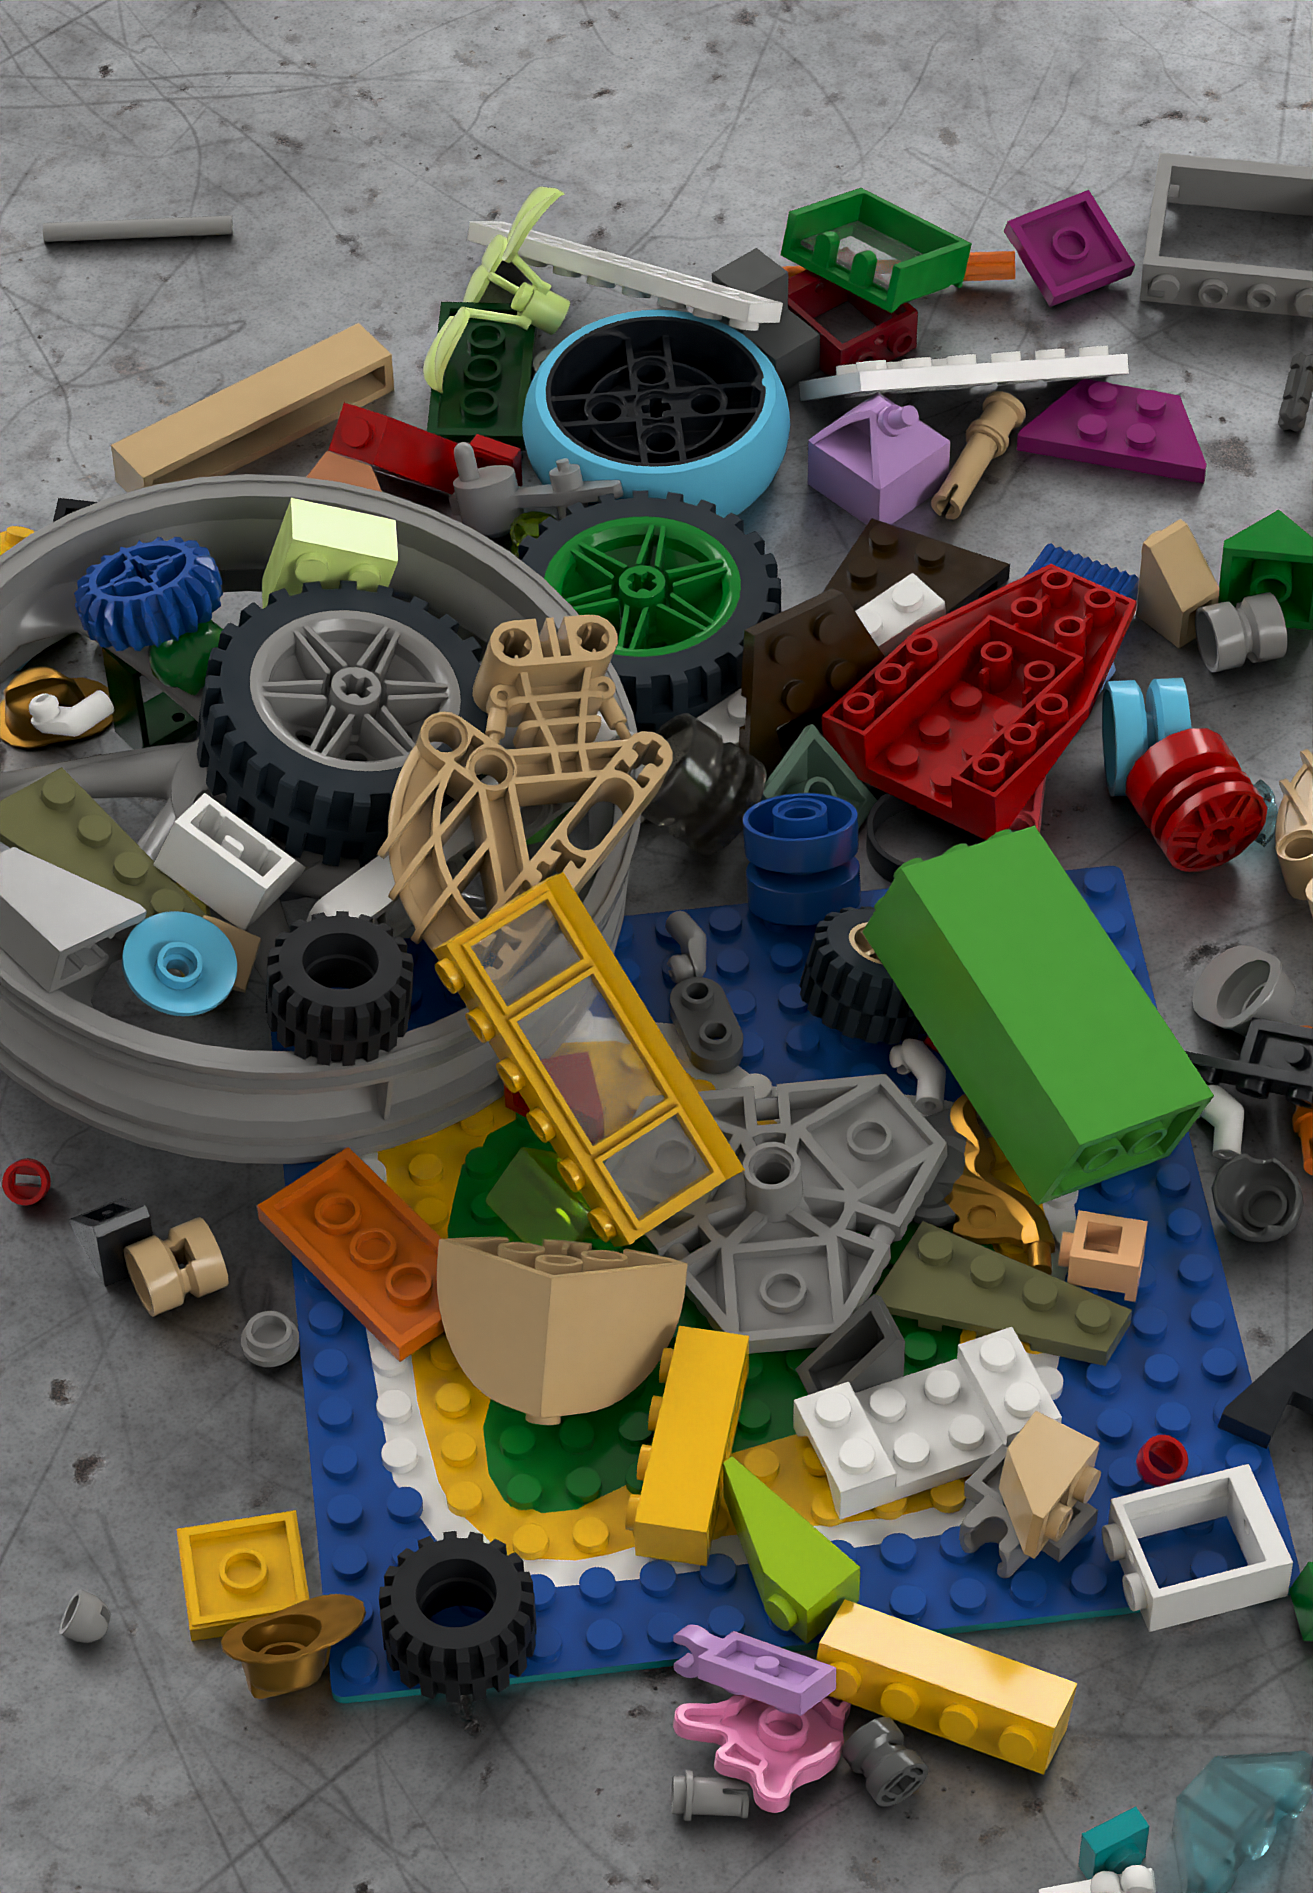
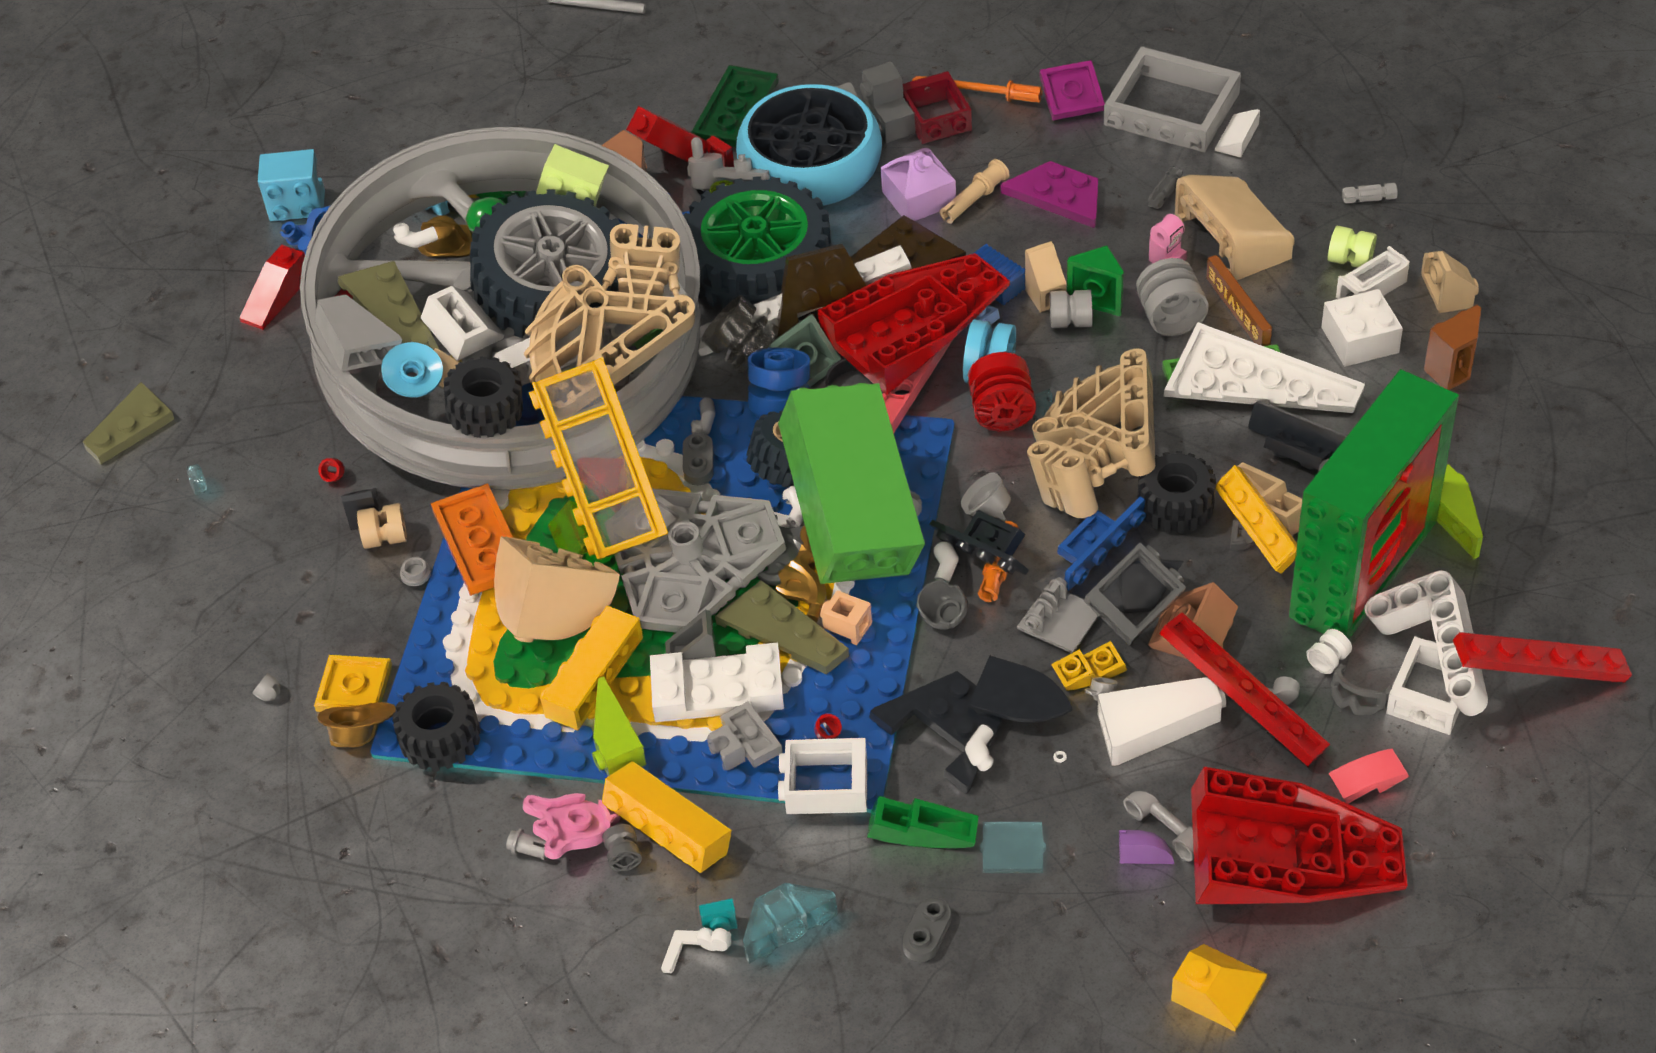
camera: 20 degrees right, 0 degrees up
(148, 594) = (472, 181): blue gear -> none
(257, 413) = (613, 105): tan brick -> none
(533, 302) = (771, 72): yellowish green plant -> none
(636, 277) = (824, 65): white plate -> none
(755, 1669) = (573, 786): lavender plate -> none
(874, 248) = (960, 72): green window -> none
(962, 372) = (978, 146): white wing -> none
(1043, 1479) = (756, 721): tan slope -> none

